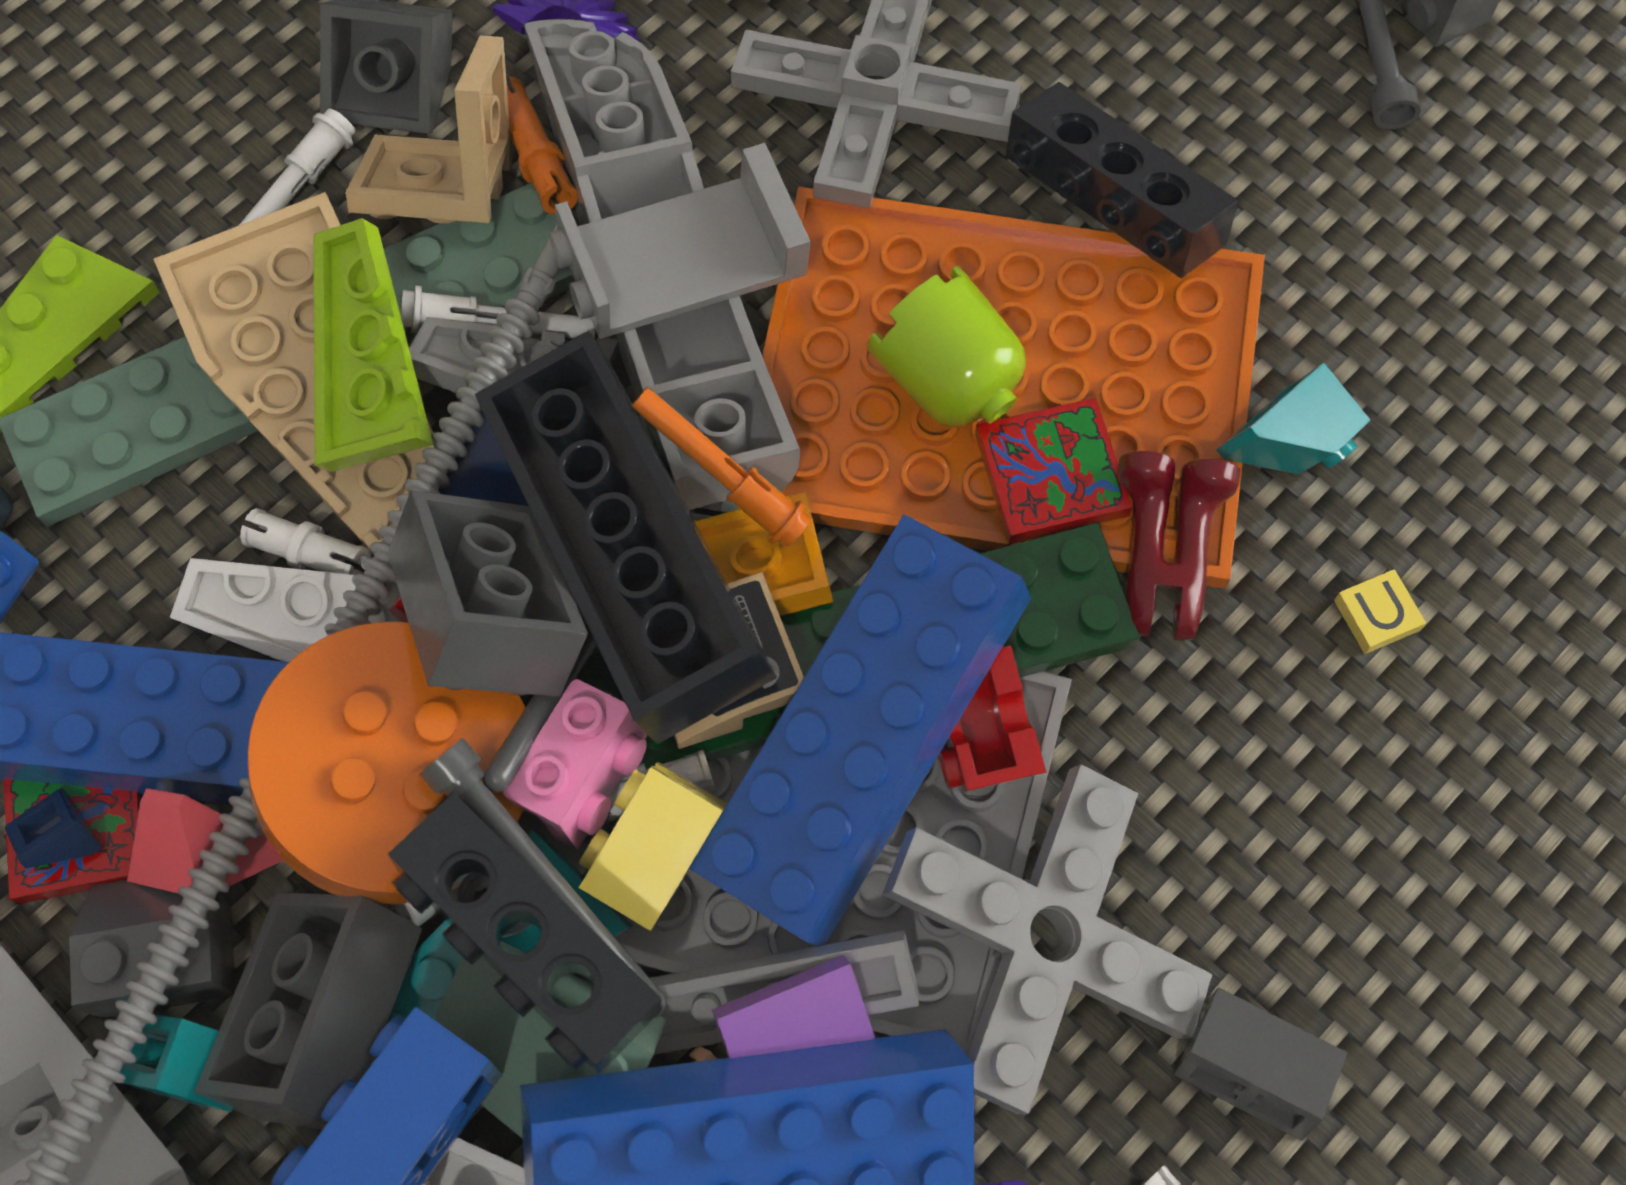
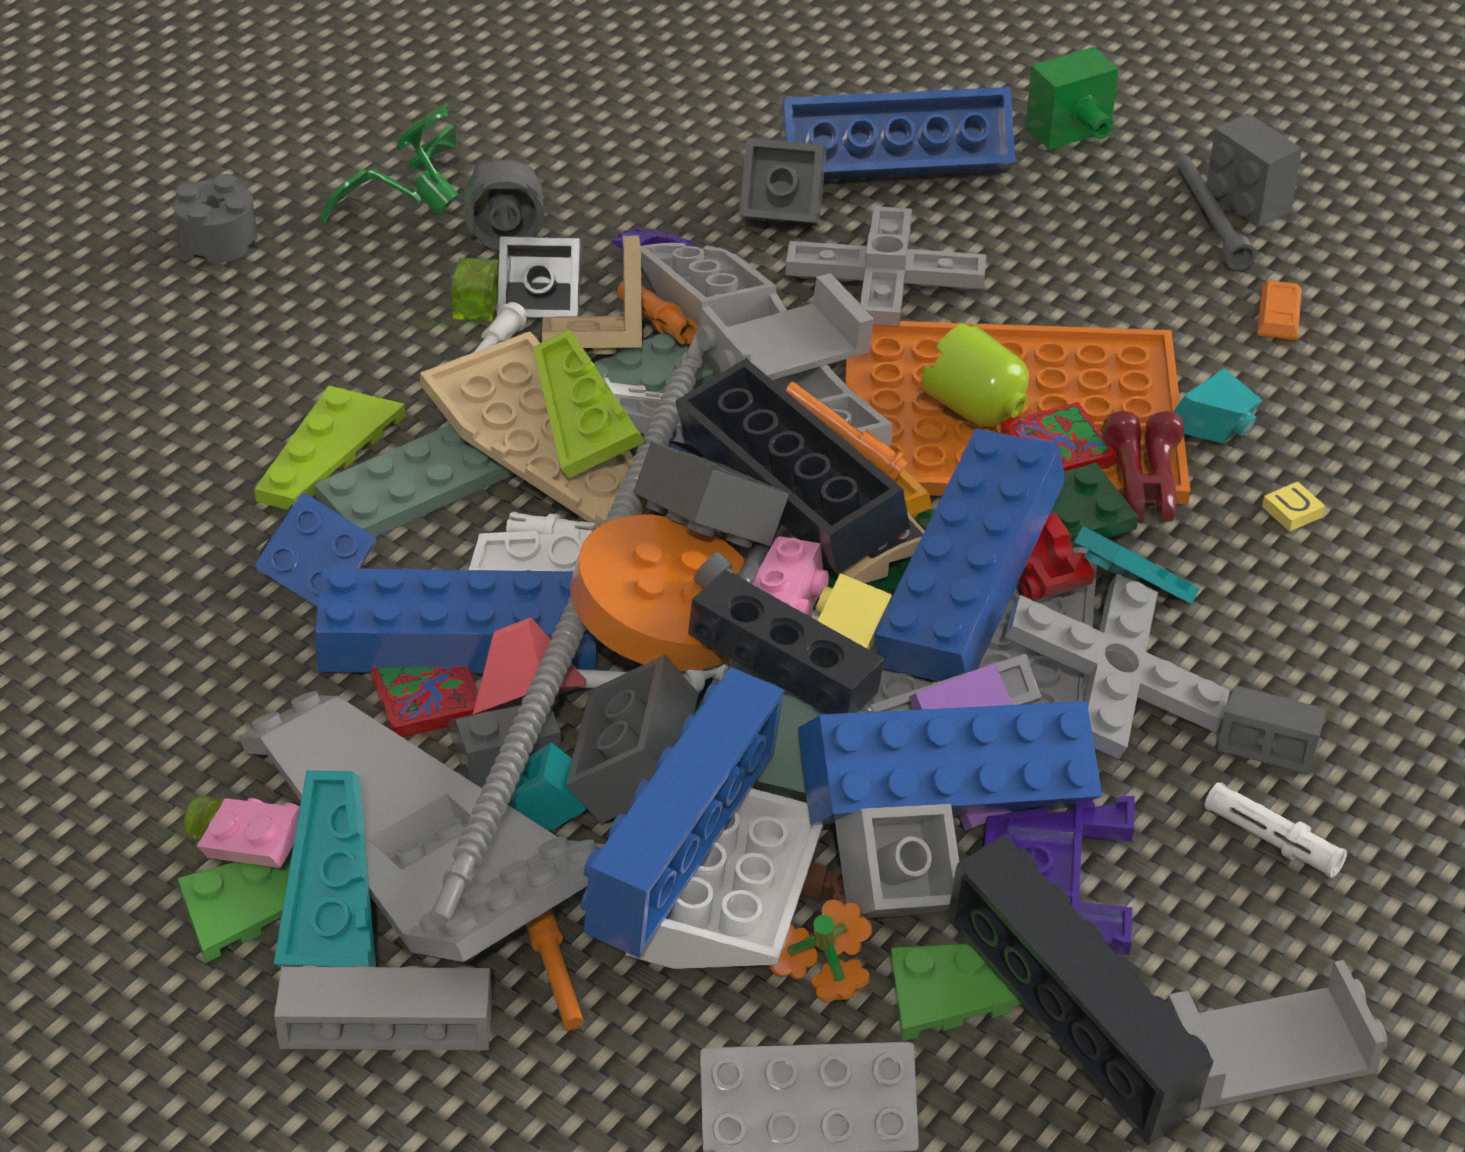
camera: 10 degrees left, 25 degrees down
(51, 832) = (419, 683): dark blue slope -> none
(287, 75) = (475, 289): none -> clear neon green brick
(1110, 736) = (1132, 566): none -> teal wing
(1121, 179) = (1065, 295): black brick -> none
(1434, 219) = (1279, 310): none -> orange tile

